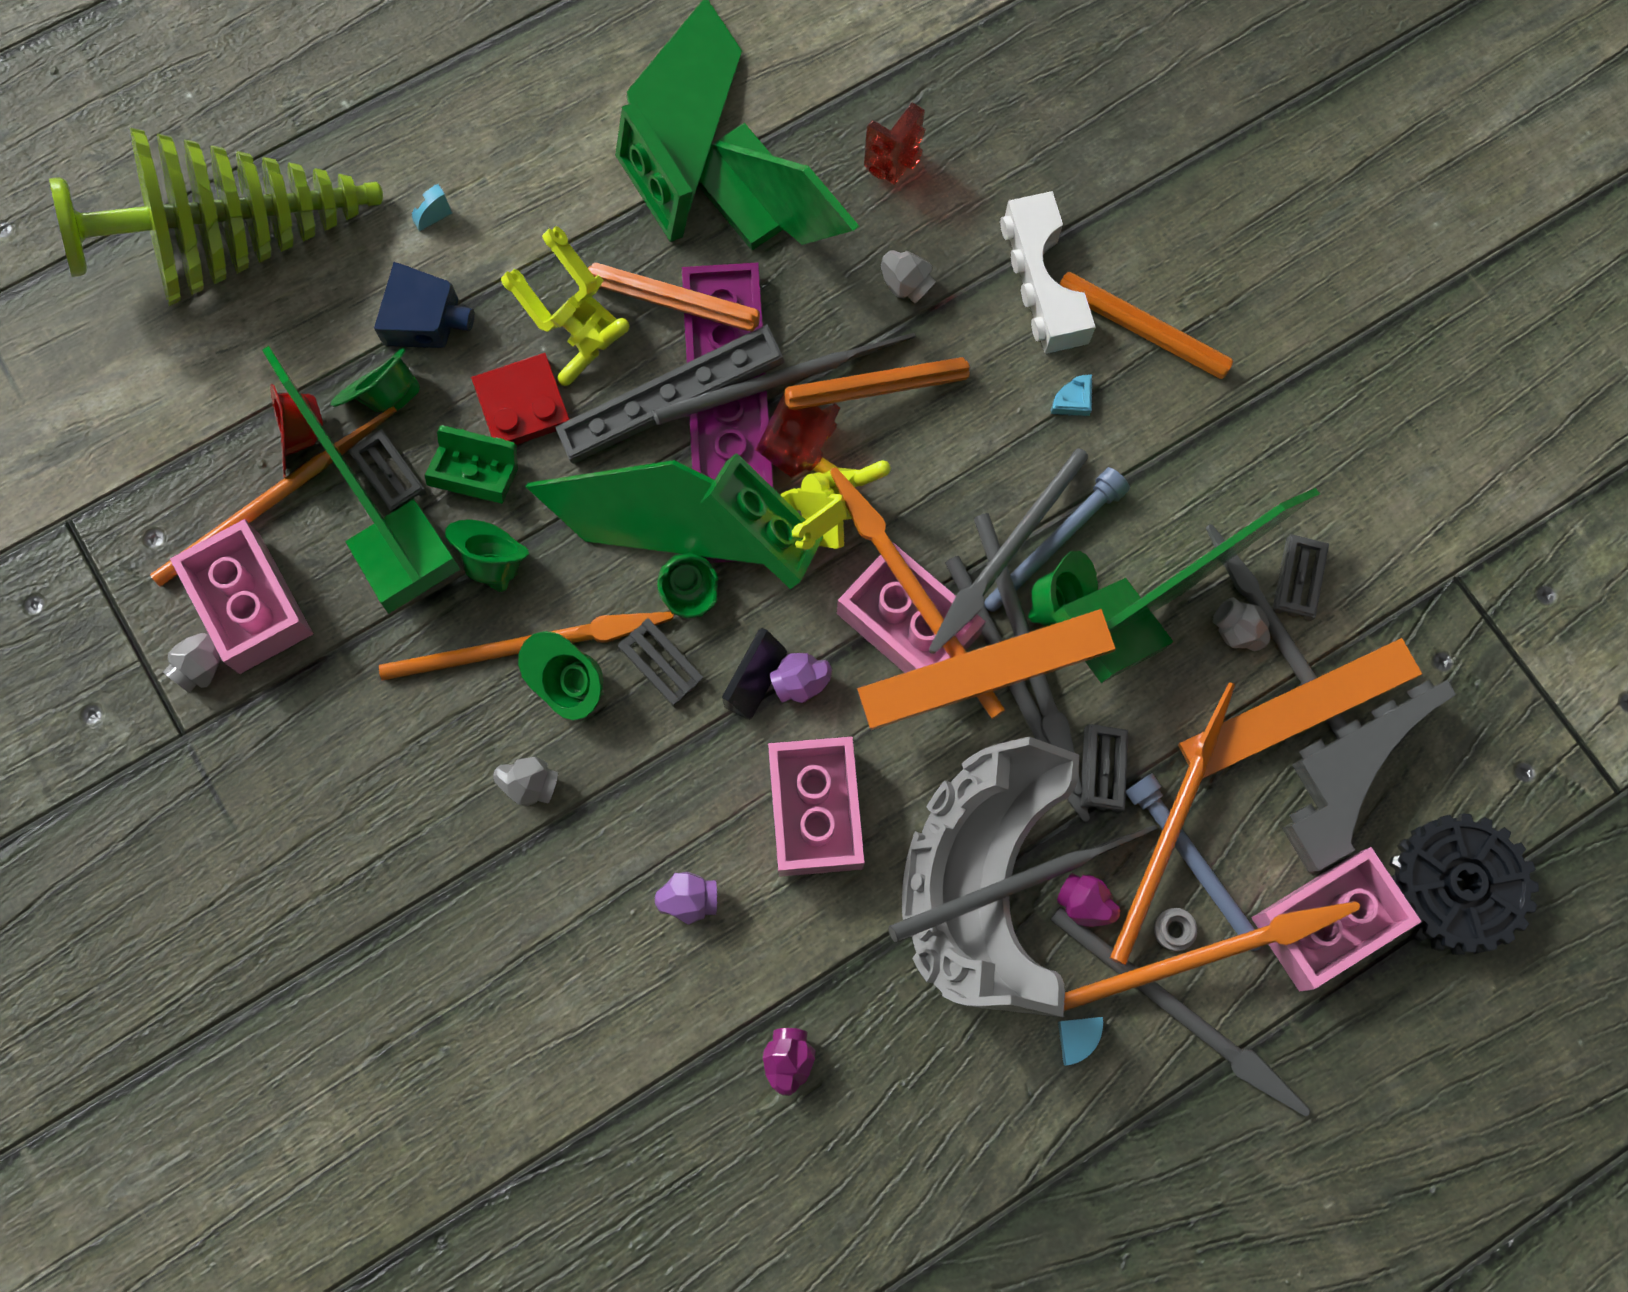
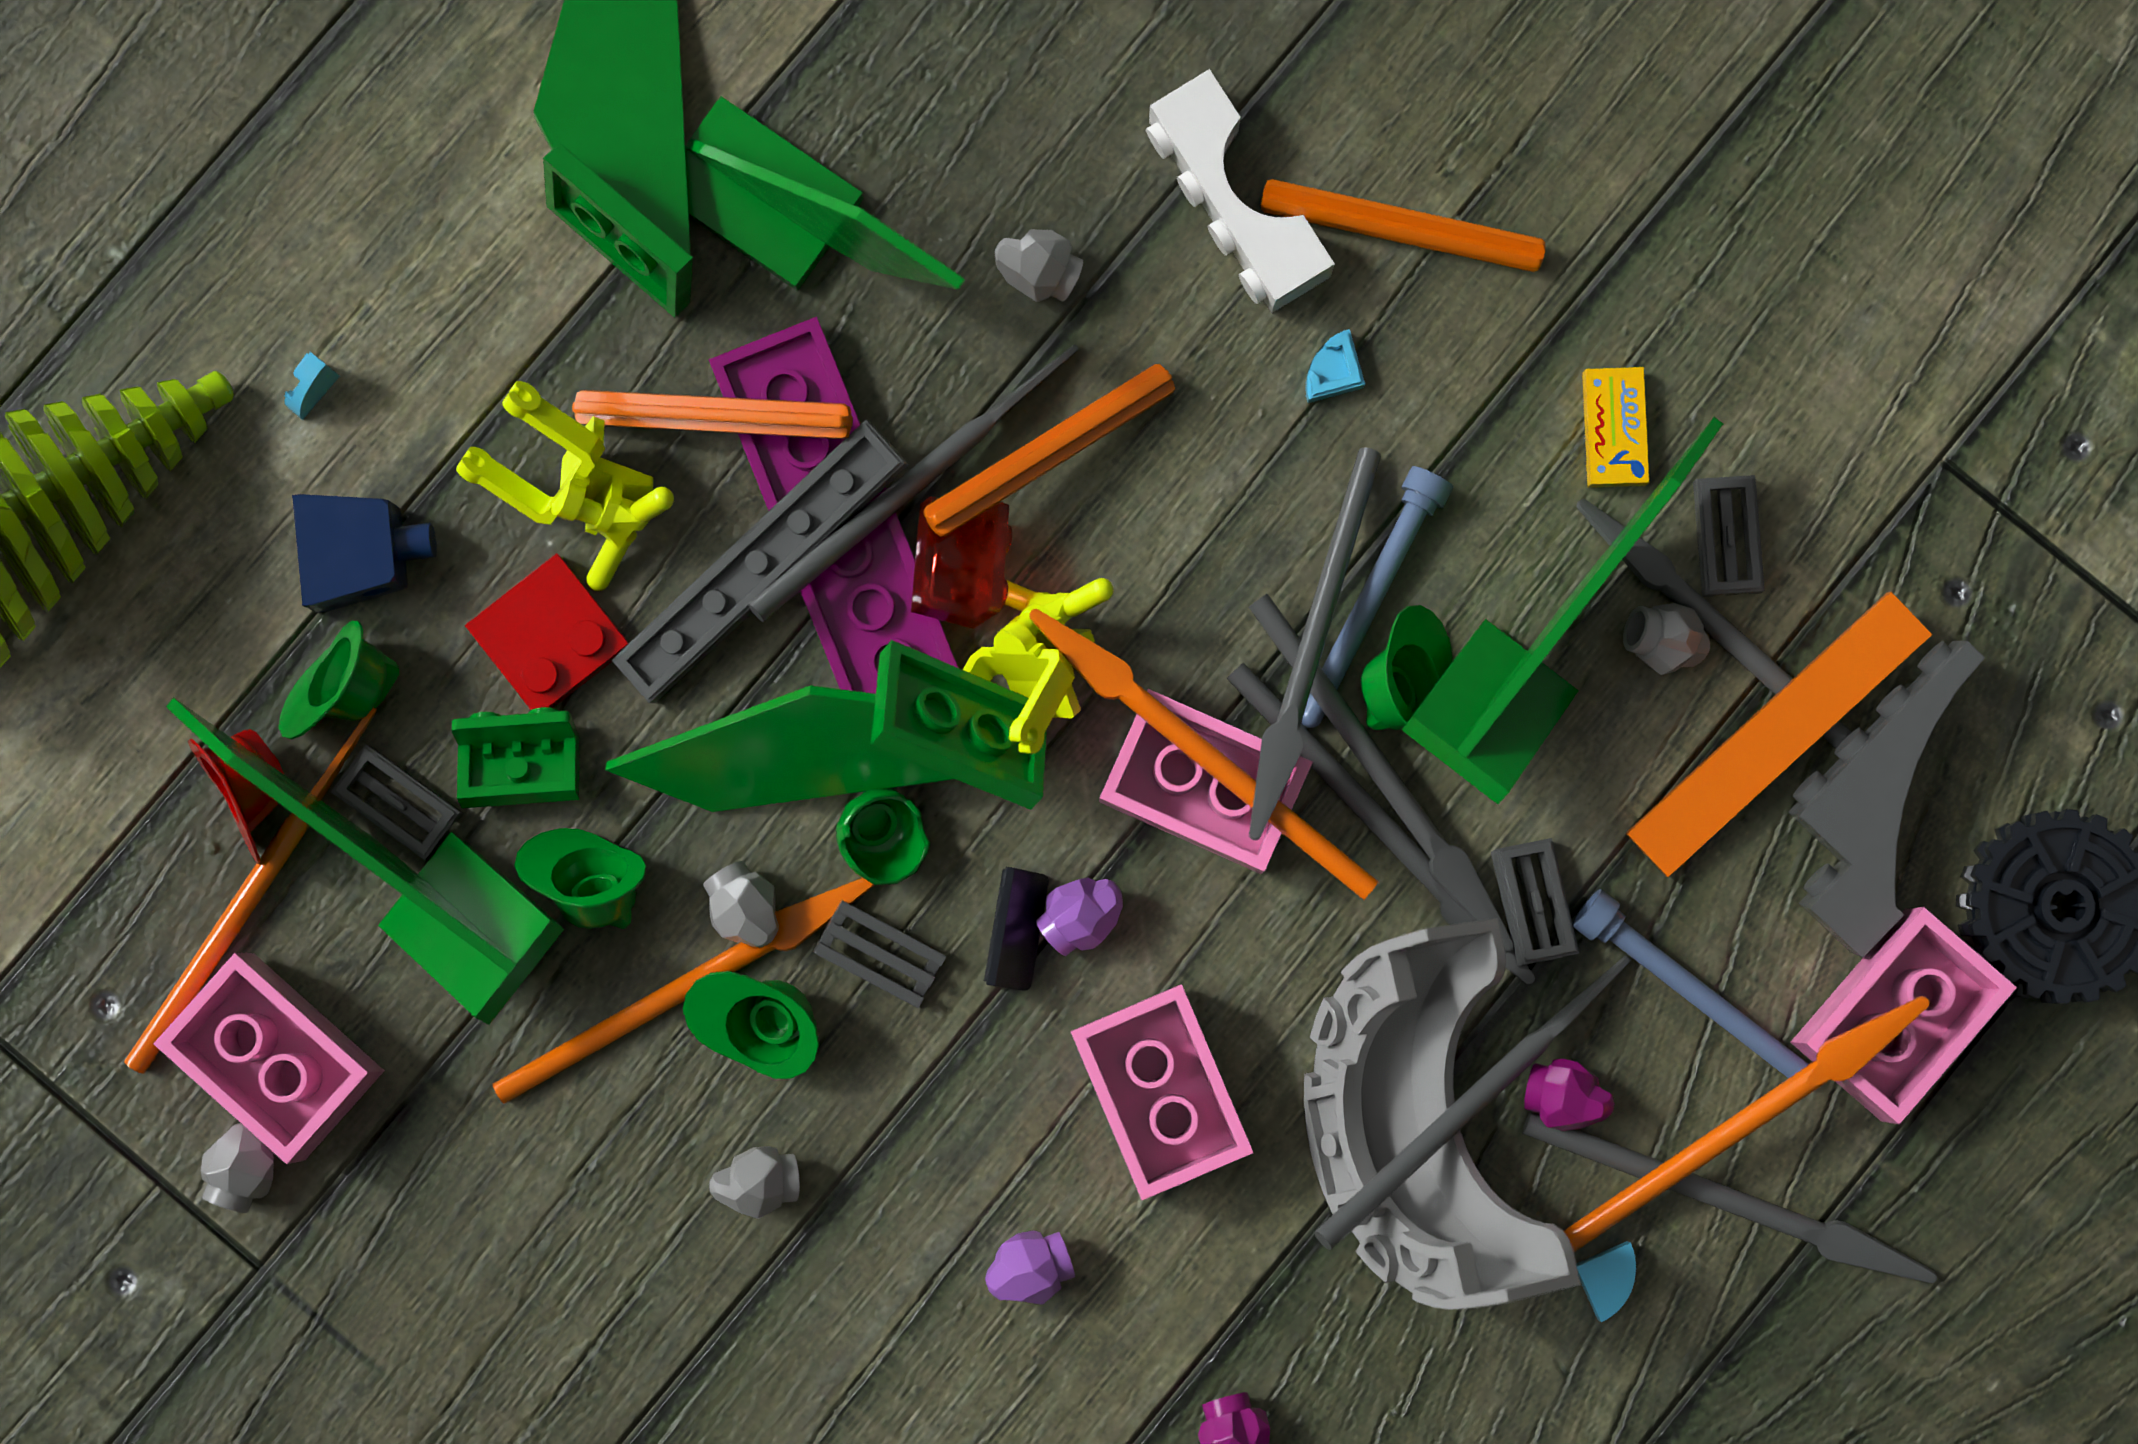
camera: 10 degrees left, 10 degrees up
(582, 600) = (742, 905): none -> light grey rock
(894, 150) = (971, 68): clear red bracket -> none
(986, 669) = (1336, 839): orange tile -> none
(1170, 832) = (1650, 965): orange piece -> none
(1184, 920) = (1711, 1098): light grey plate -> none
(1245, 486) = (1615, 427): none -> yellow tile

